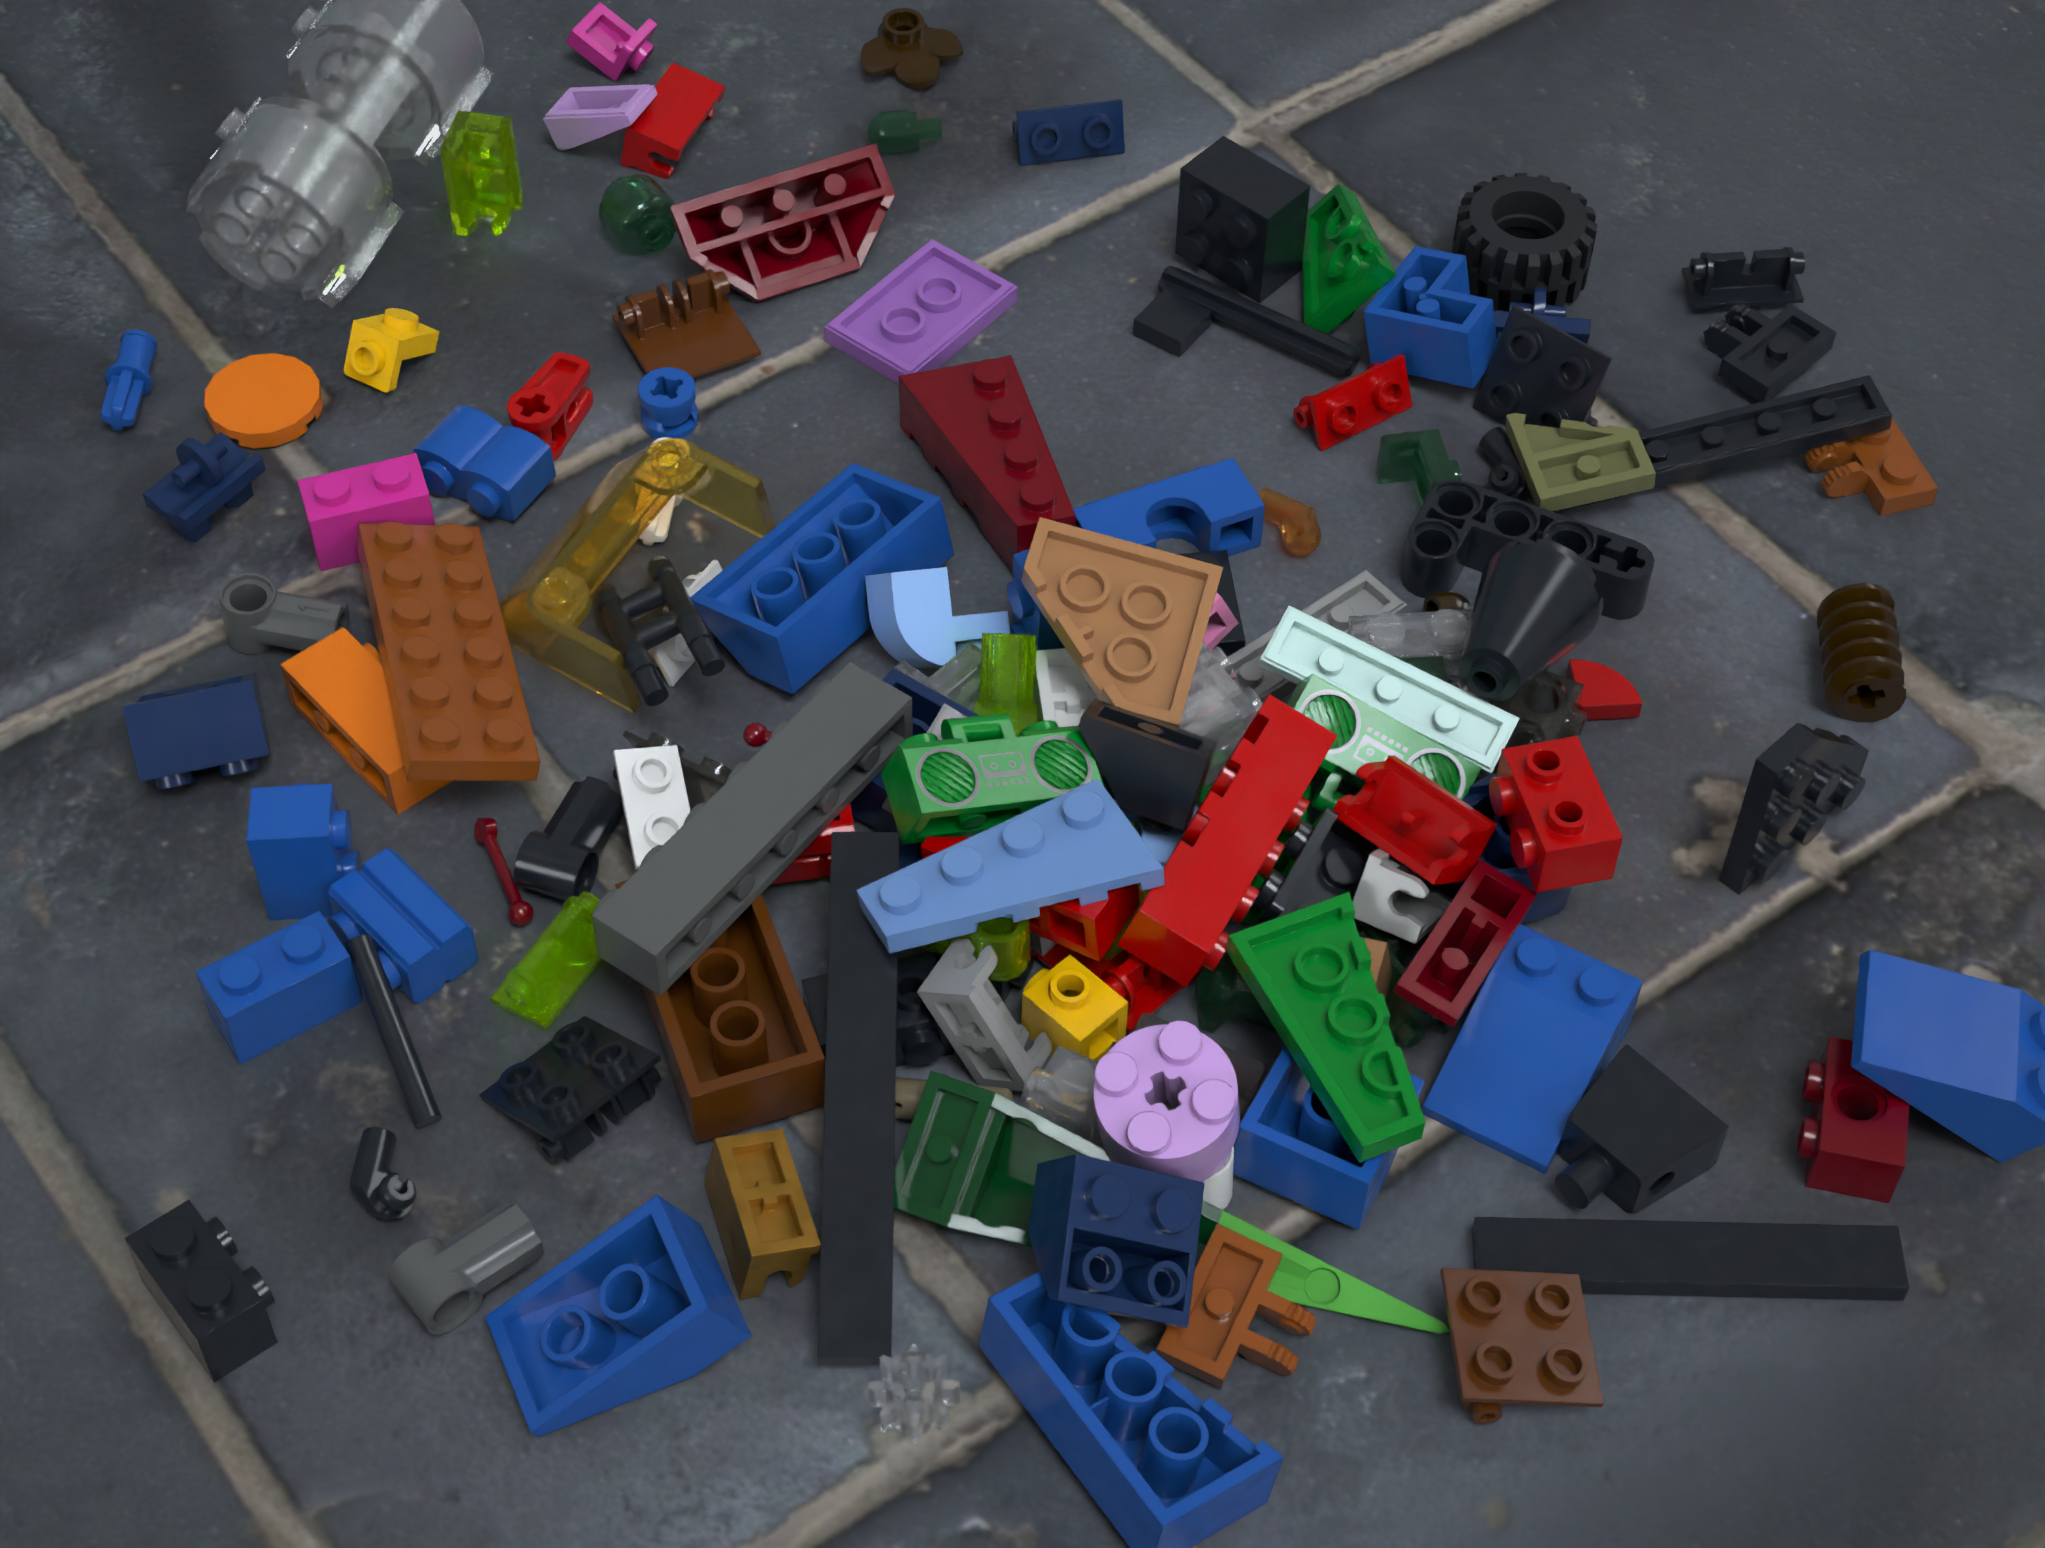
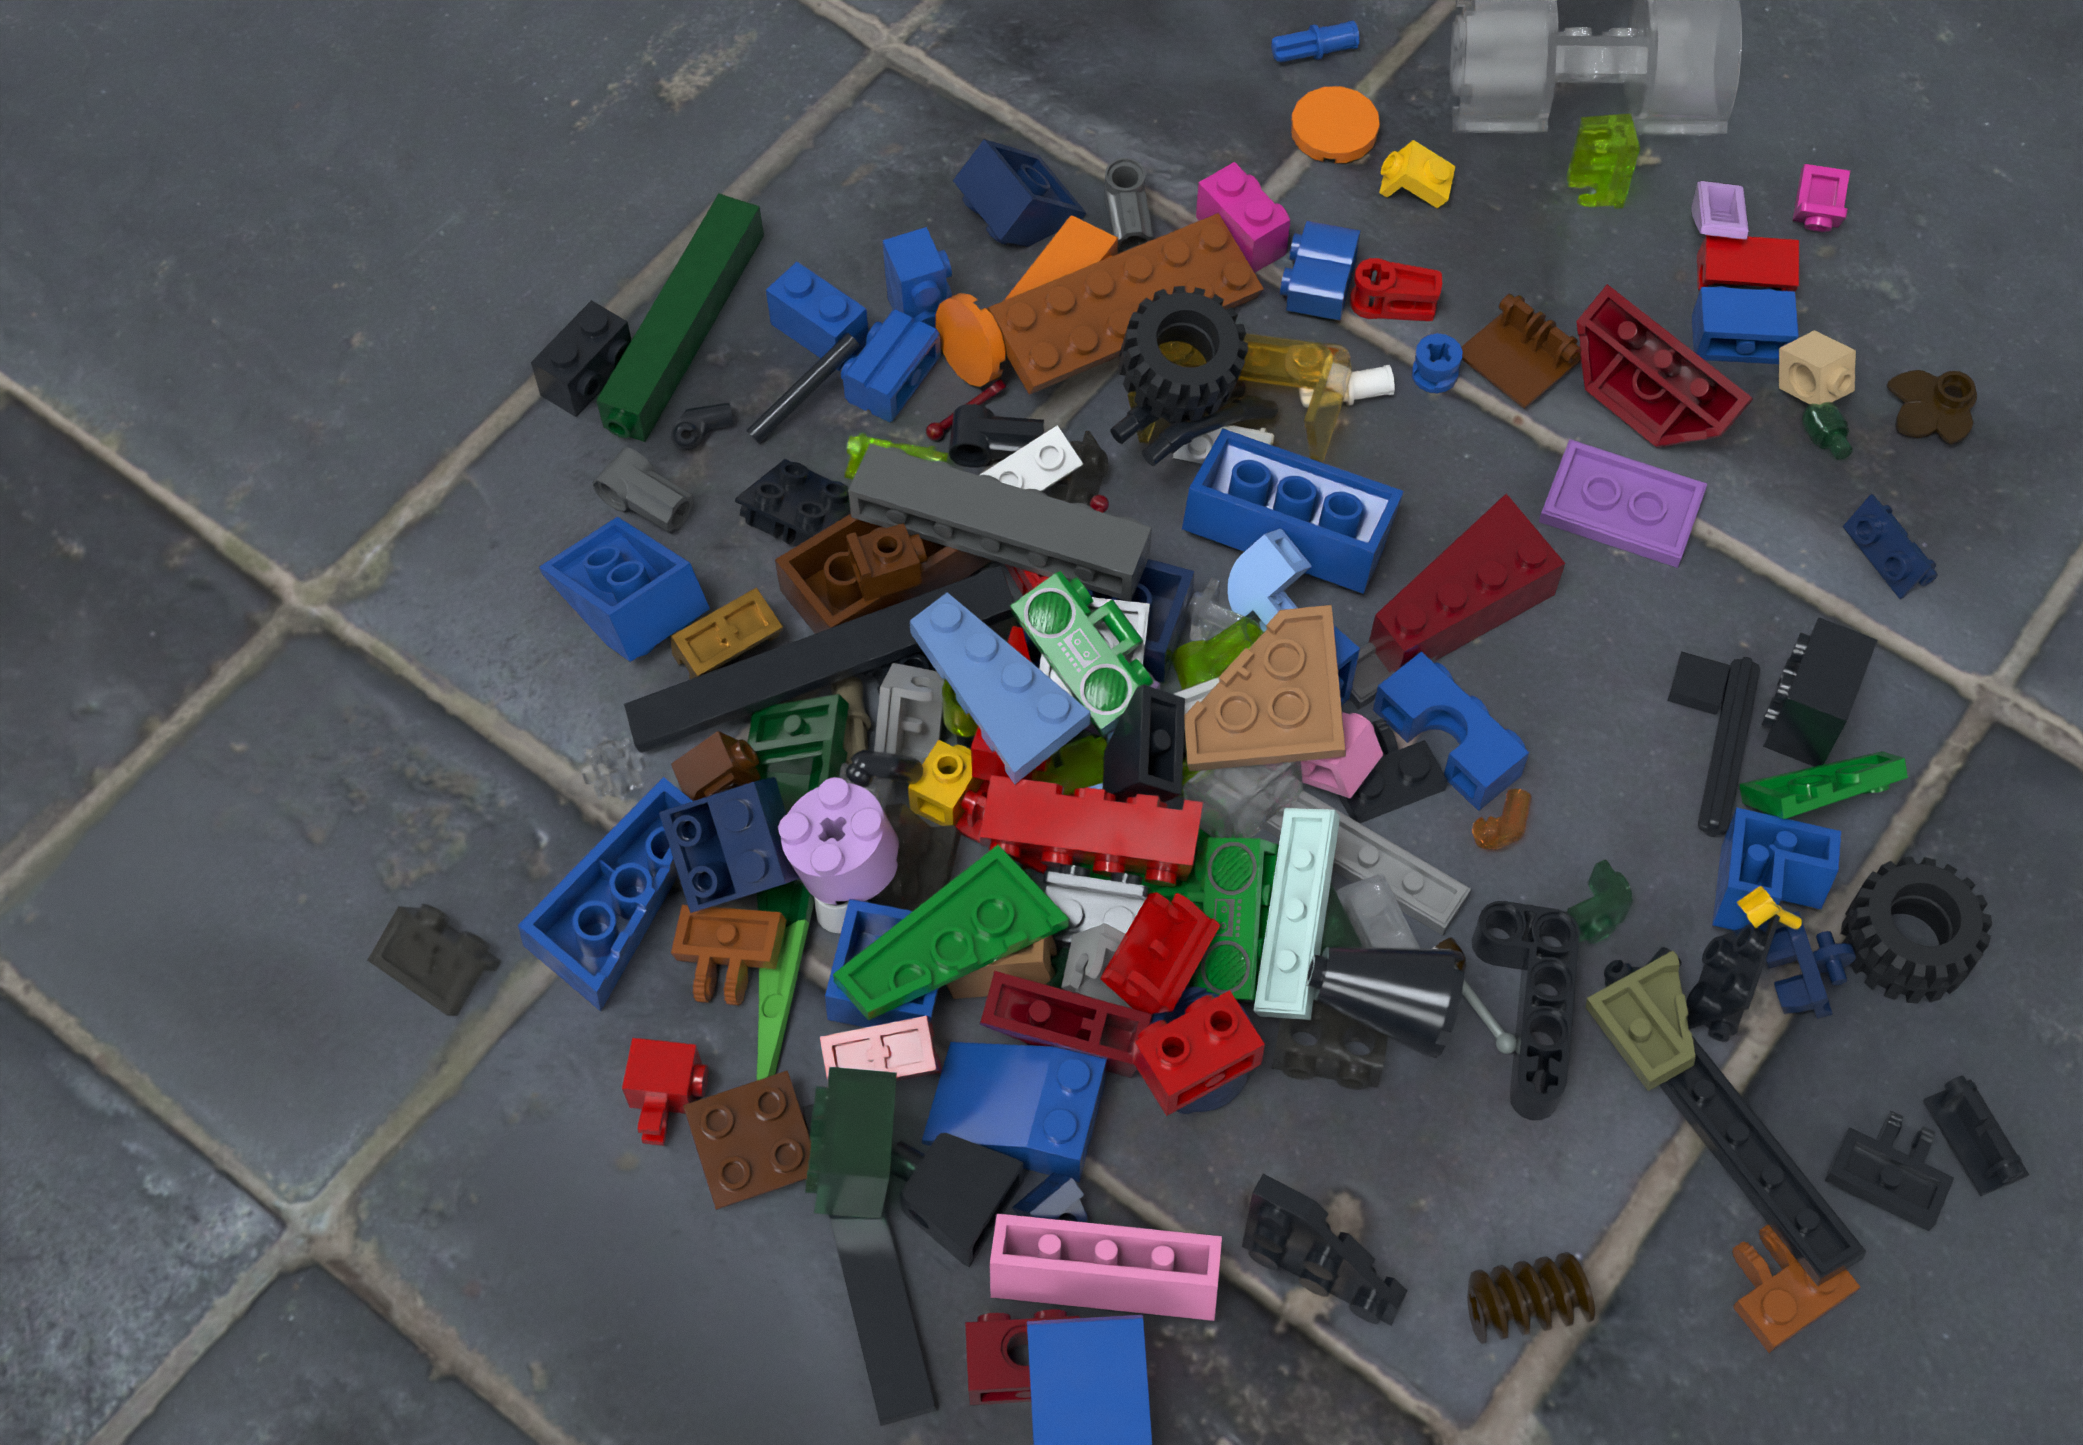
camera: 75 degrees right, 10 degrees up
(191, 1154) = (680, 318): none -> dark green brick
(203, 483) = (1227, 117): dark blue hips -> none
(423, 813) = (970, 339): none -> orange tile
(611, 566) = (1189, 320): none -> black tyre
(637, 215) = (1634, 274): clear green head -> none
(747, 140) = (1743, 324): none -> blue brick
(762, 948) = (886, 561): none -> reddish brown brick
(822, 109) = (1817, 368): none -> tan brick
(973, 1254) = (716, 766): none -> reddish brown window
(1060, 1049) = (883, 765): none -> black arm
(1356, 403) = (1655, 839): red hinge -> none
(1408, 1430) = (660, 1081): none -> red brick
(1453, 1162) = (889, 1047): none -> hinge
(1501, 317) = (1761, 907): none -> yellow hand
(1580, 1194) = (851, 1142): none -> clear green brick
(1604, 692) = (1411, 1097): red tile -> none
(1670, 1041) = (1053, 1198): none -> dark blue tile
(1767, 1002) = (1105, 1267): none -> bright pink brick

